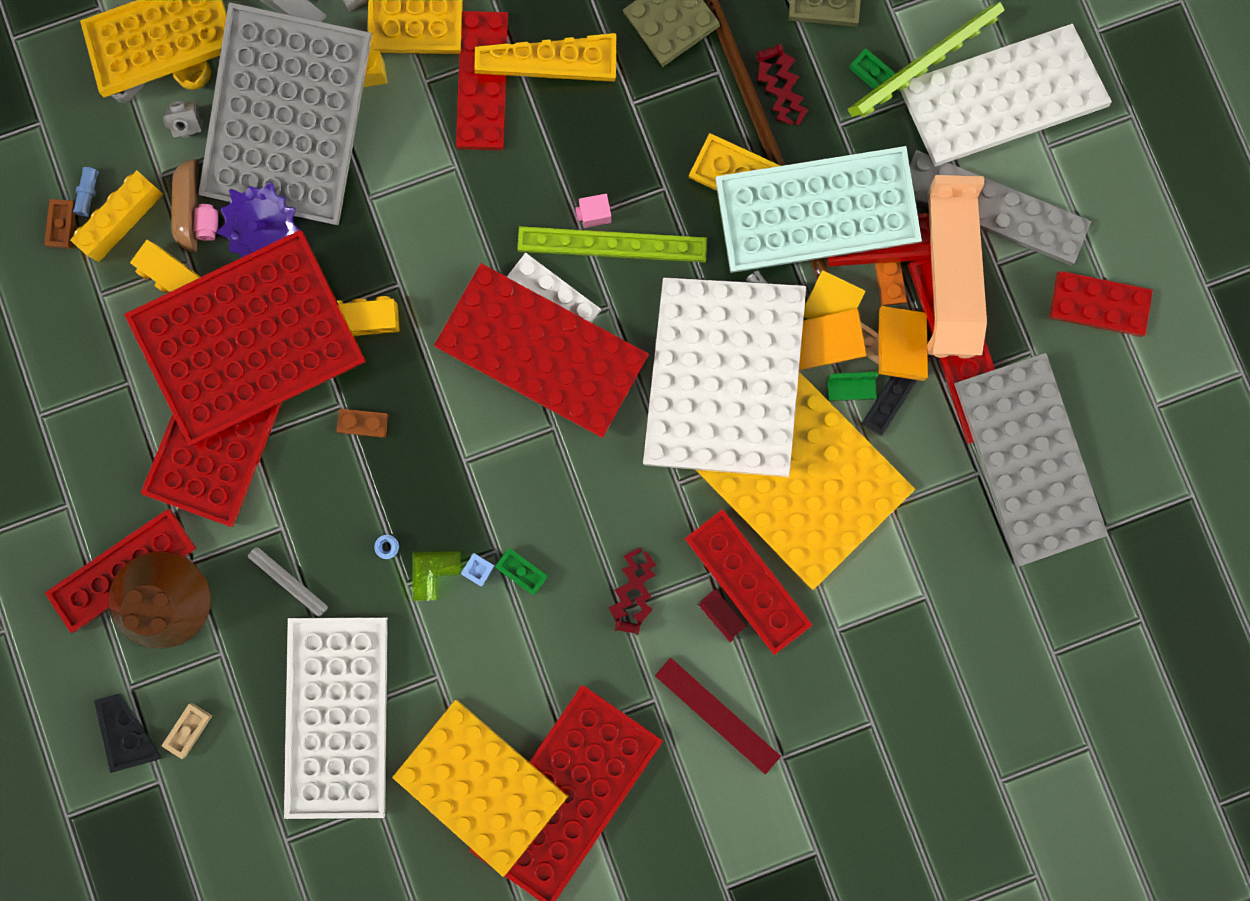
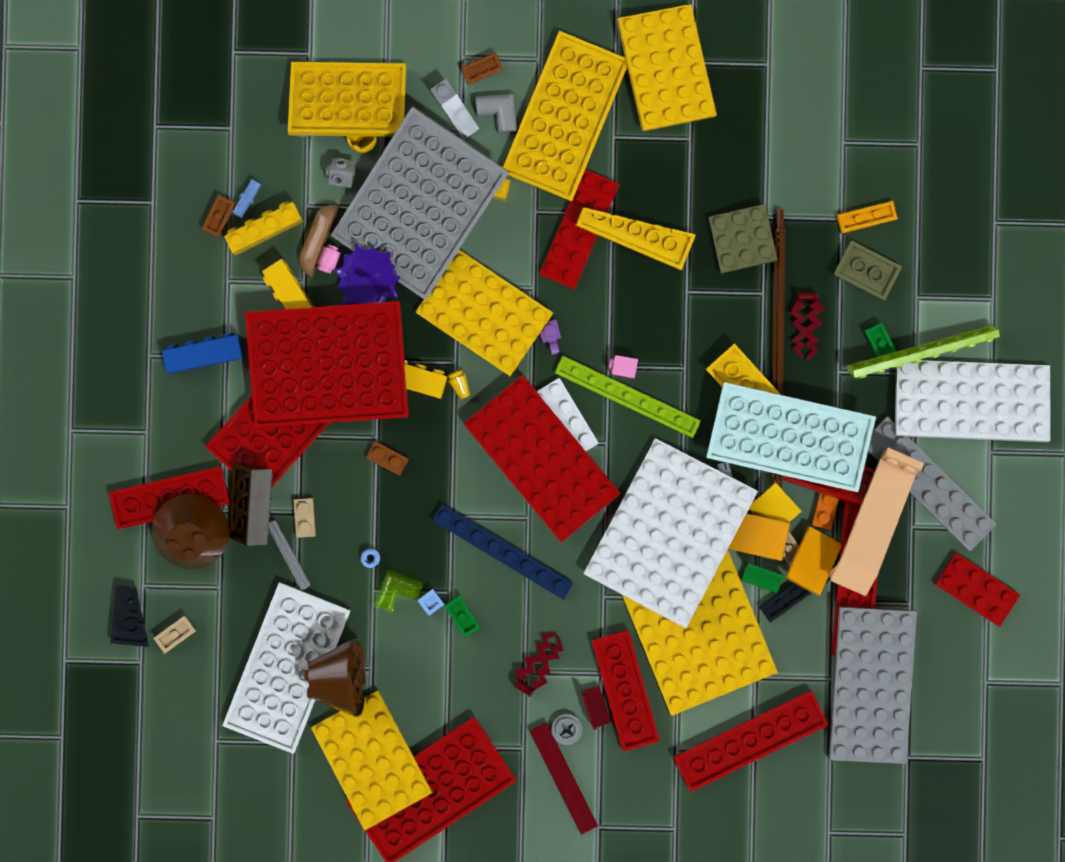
camera: 25 degrees right, 5 degrees up
(98, 387) = (203, 354): none -> blue brick
(218, 538) = (250, 504): none -> dark brown slope
(291, 530) = (304, 517): none -> tan plate
(400, 702) = (338, 678): none -> reddish brown cone
(410, 213) = (484, 313): none -> yellow plate
(412, 304) = (459, 383): none -> yellow cone
(495, 209) = (550, 334): none -> medium lavender plate
(539, 477) = (502, 551): none -> dark blue plate
(701, 666) = (566, 738): none -> light grey gear
(917, 582) = (750, 740): none -> red plate

